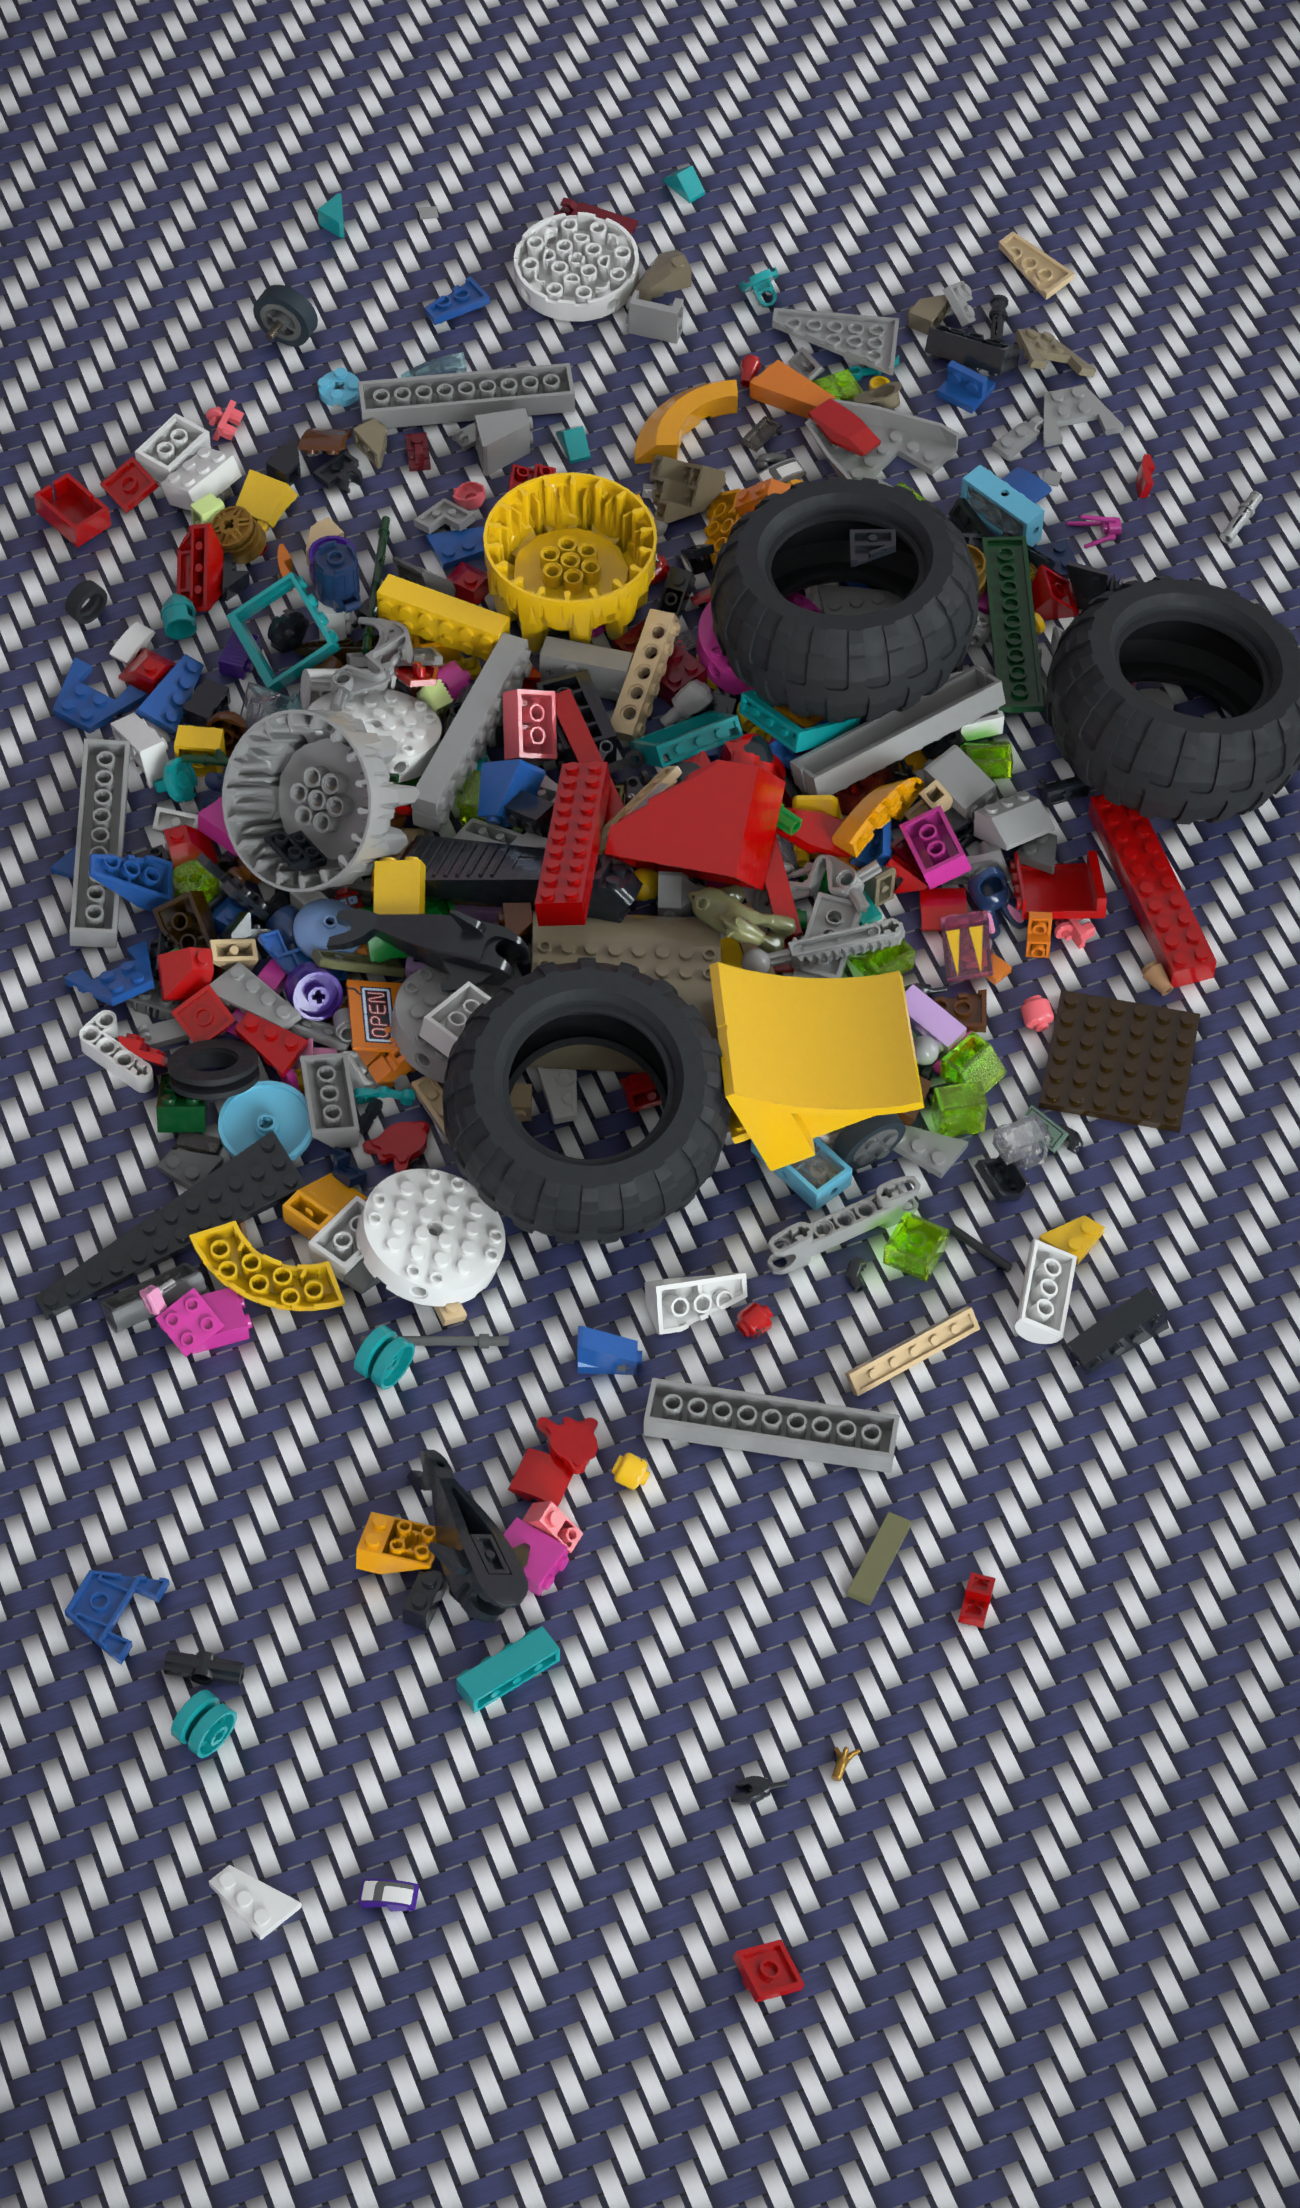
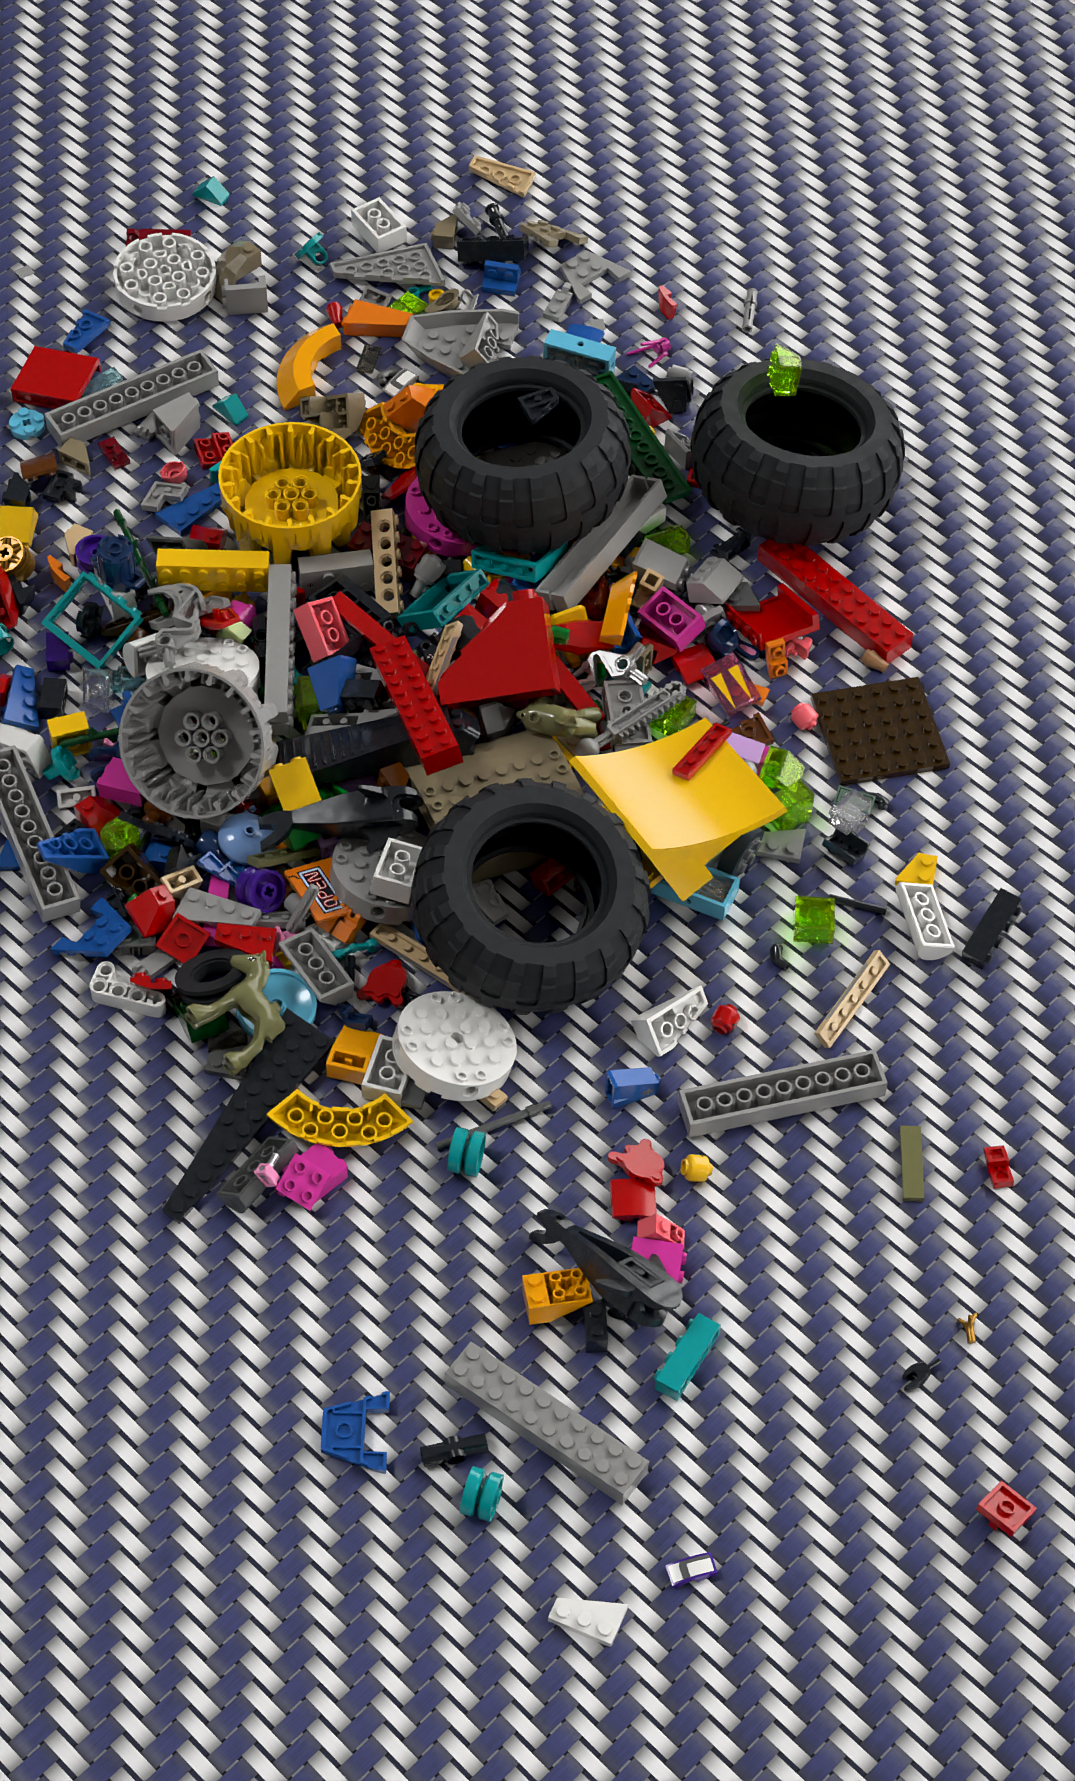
camera: 25 degrees left, 0 degrees up
(232, 725) = (89, 706): reddish brown cylinder -> none
(232, 1112) = (251, 1003): none -> olive animal
(296, 850) = (199, 783): black slope -> none
(316, 1679) = (546, 1423): none -> light grey brick
(343, 1027) = (302, 908): none -> light grey axle
(392, 344) = (53, 377): none -> red panel
(549, 757) = (349, 648): none -> black piece
(804, 1239) = (771, 904): light grey piece -> none
(844, 428) = (433, 334): red piece -> none
(853, 281) = (379, 225): none -> white brick
(868, 1007) = (701, 751): none -> red tile
(897, 458) = (482, 343): none -> light grey wedge
(910, 400) = (467, 300): none -> light grey hinge
(1113, 565) = (678, 371): none -> light grey brick
(1190, 599) = (784, 371): none -> clear neon green slope

